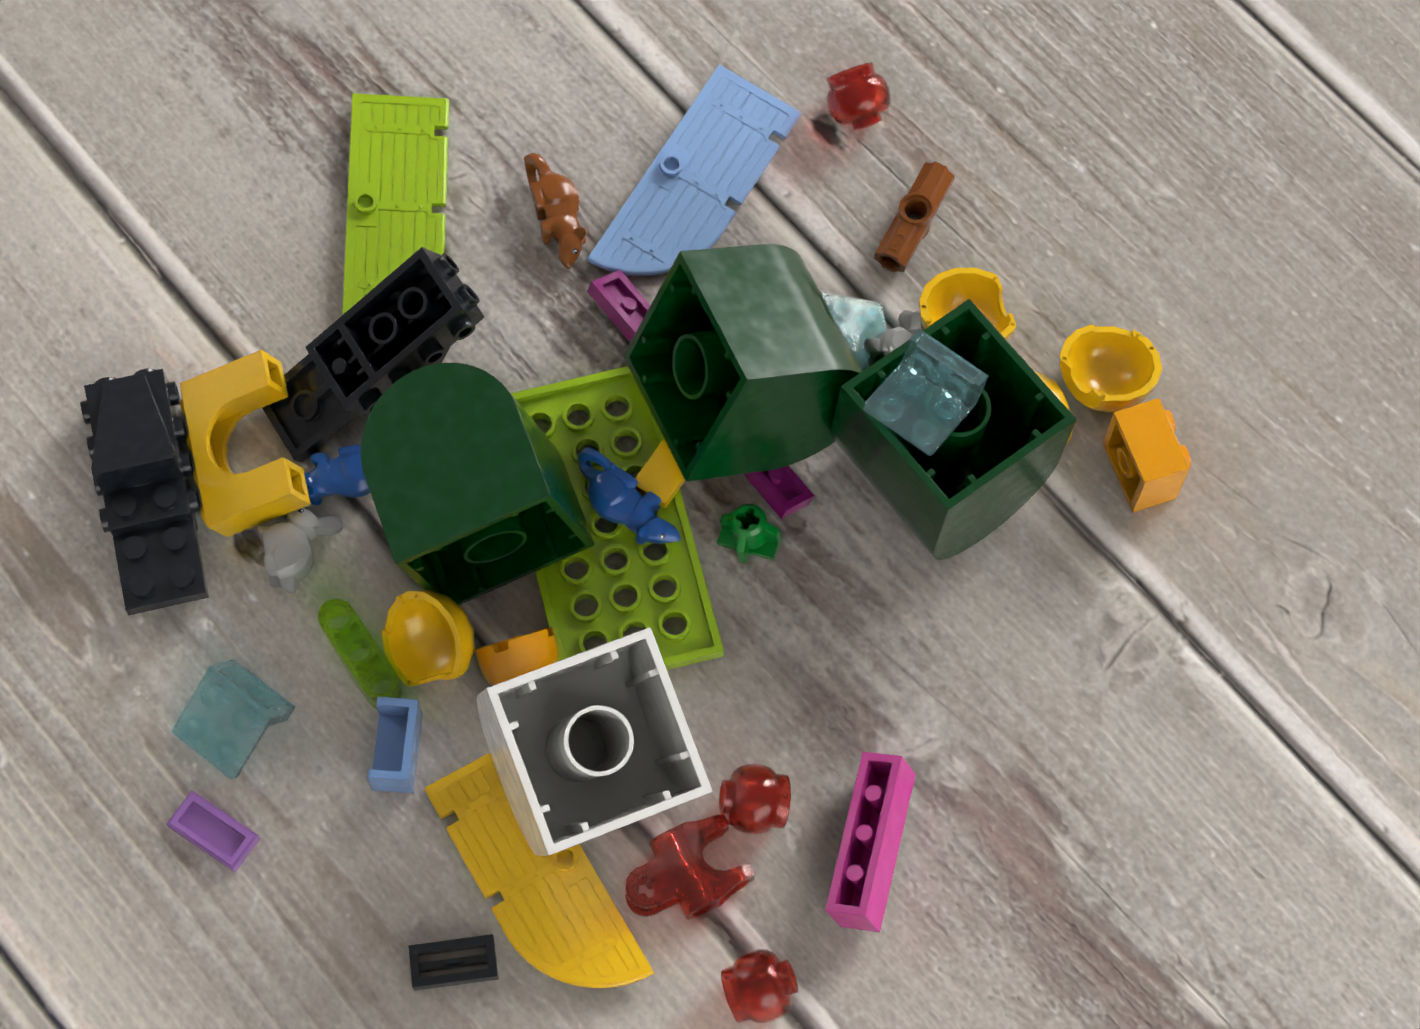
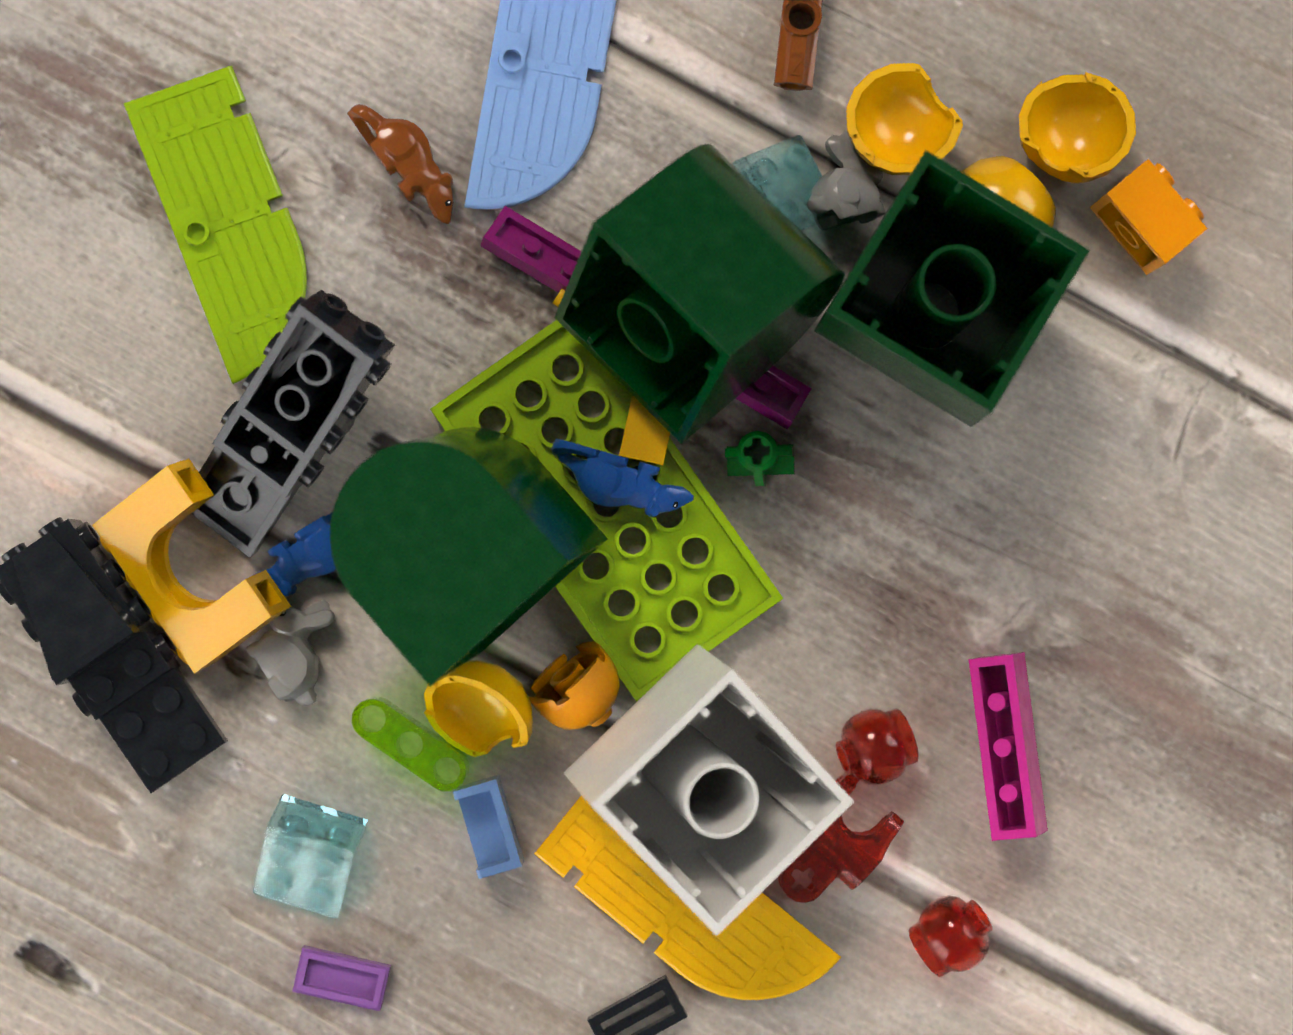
camera: 20 degrees left, 20 degrees up
(927, 393) = (924, 294): clear light blue bracket -> none

